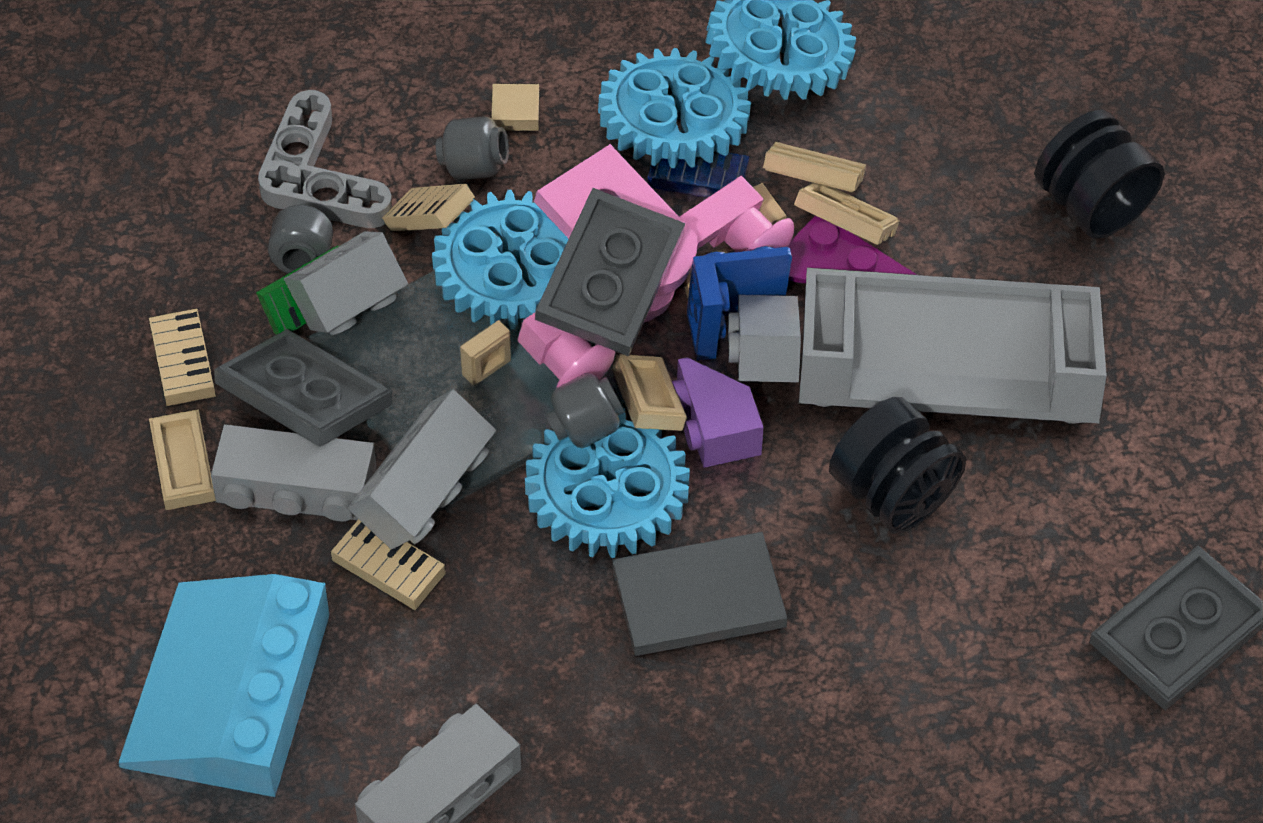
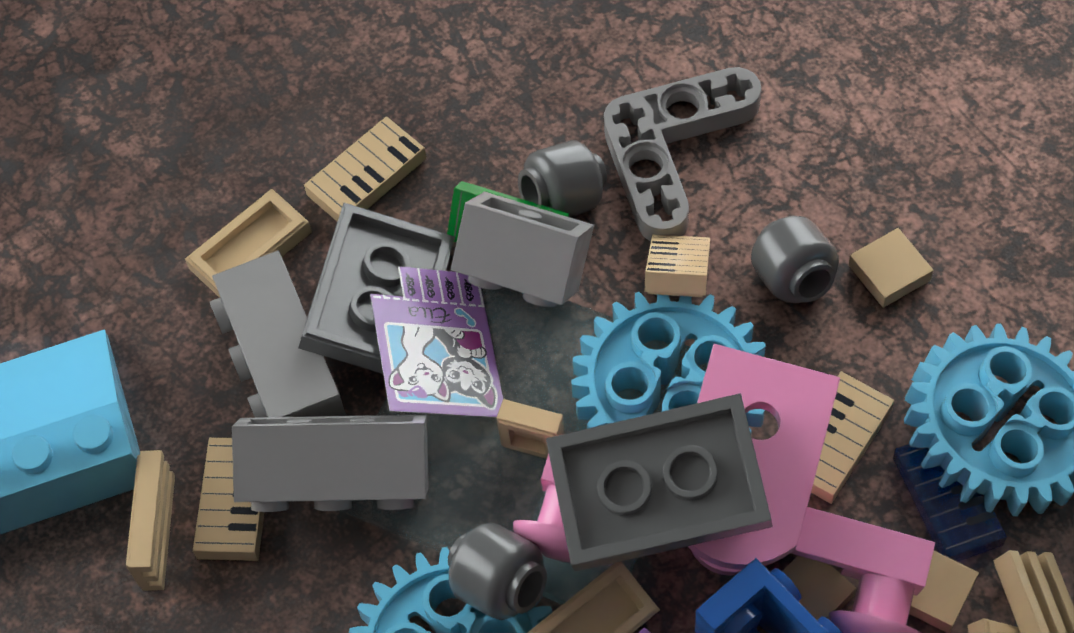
camera: 65 degrees right, 5 degrees up
(373, 613) = (150, 520): none -> tan tile
(377, 372) = (437, 346): none -> sticker

